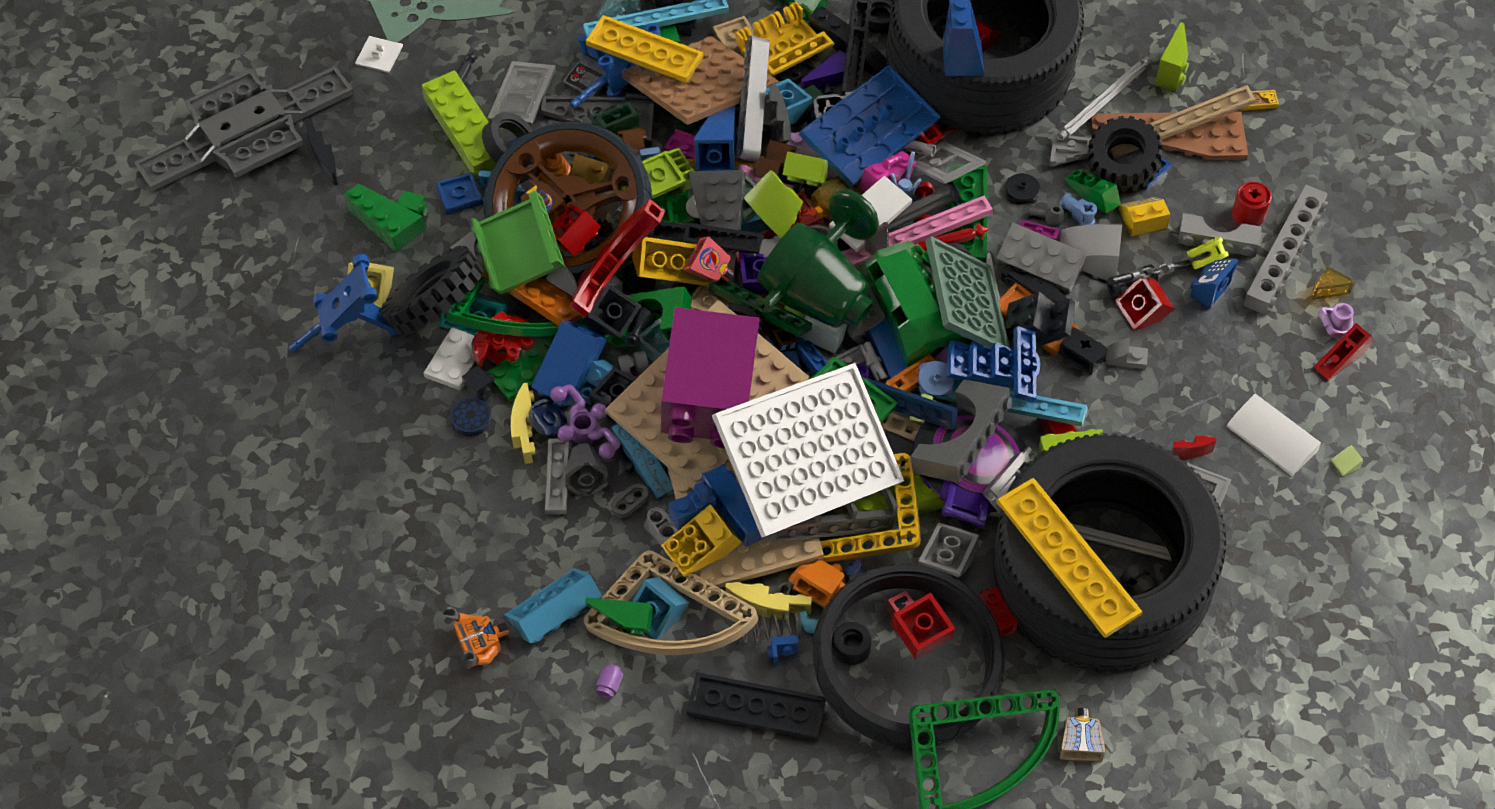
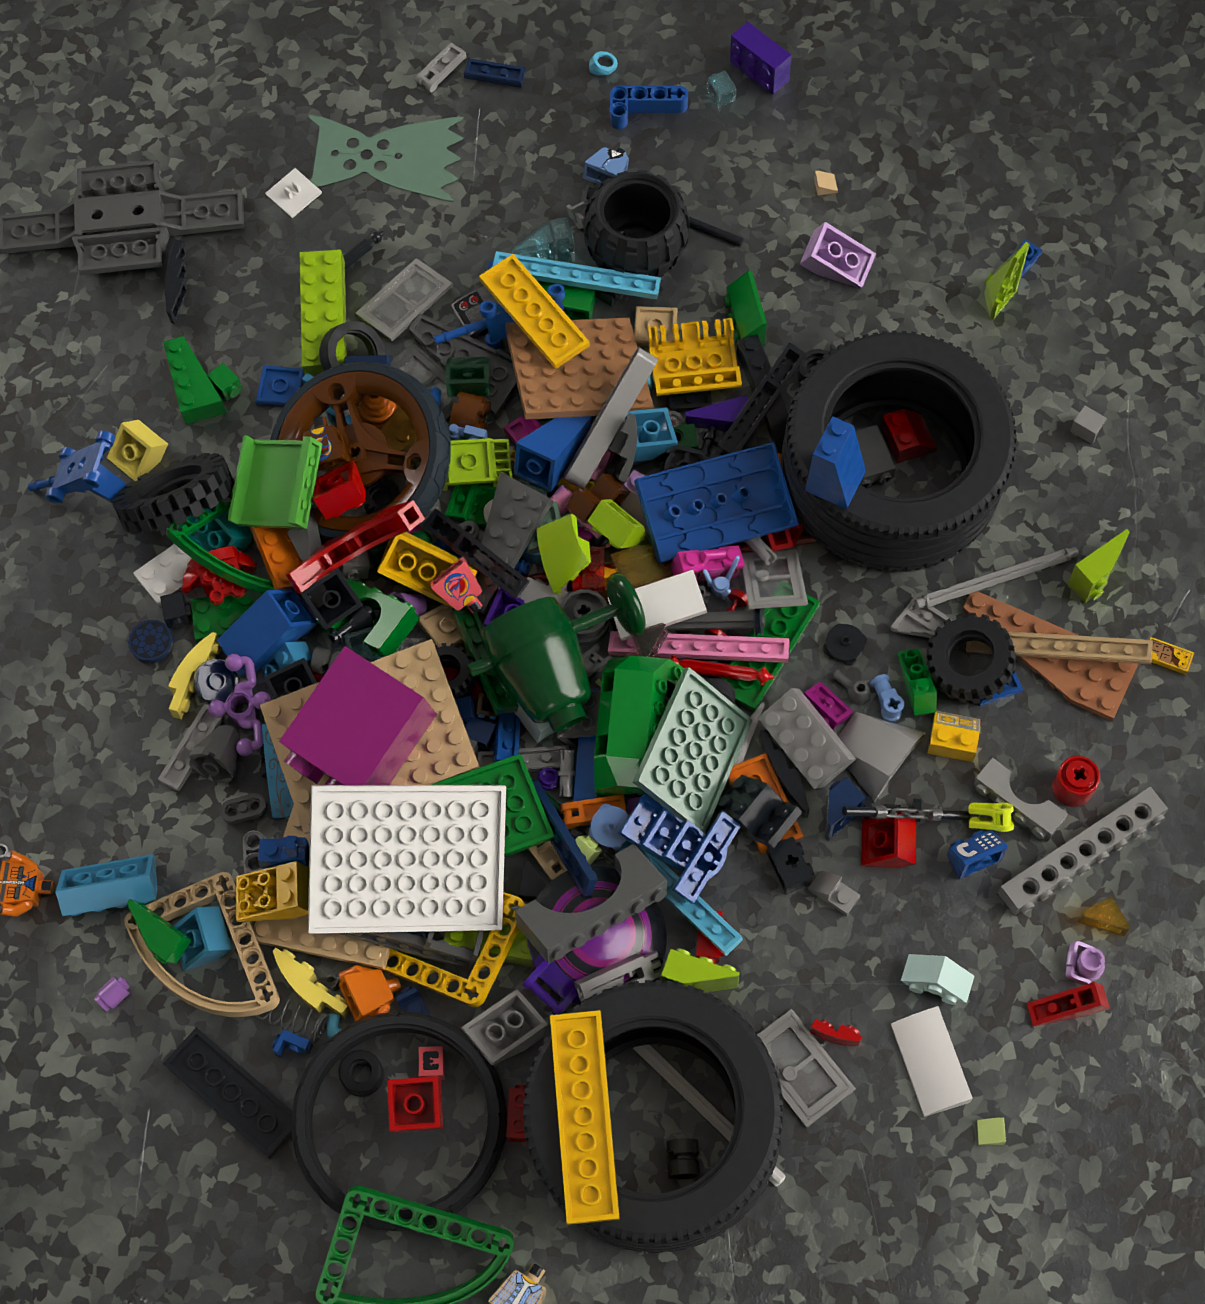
camera: 30 degrees right, 10 degrees up
(1096, 292) = (841, 794): none -> dark blue slope
(1241, 371) = (938, 976): none -> light aqua brick

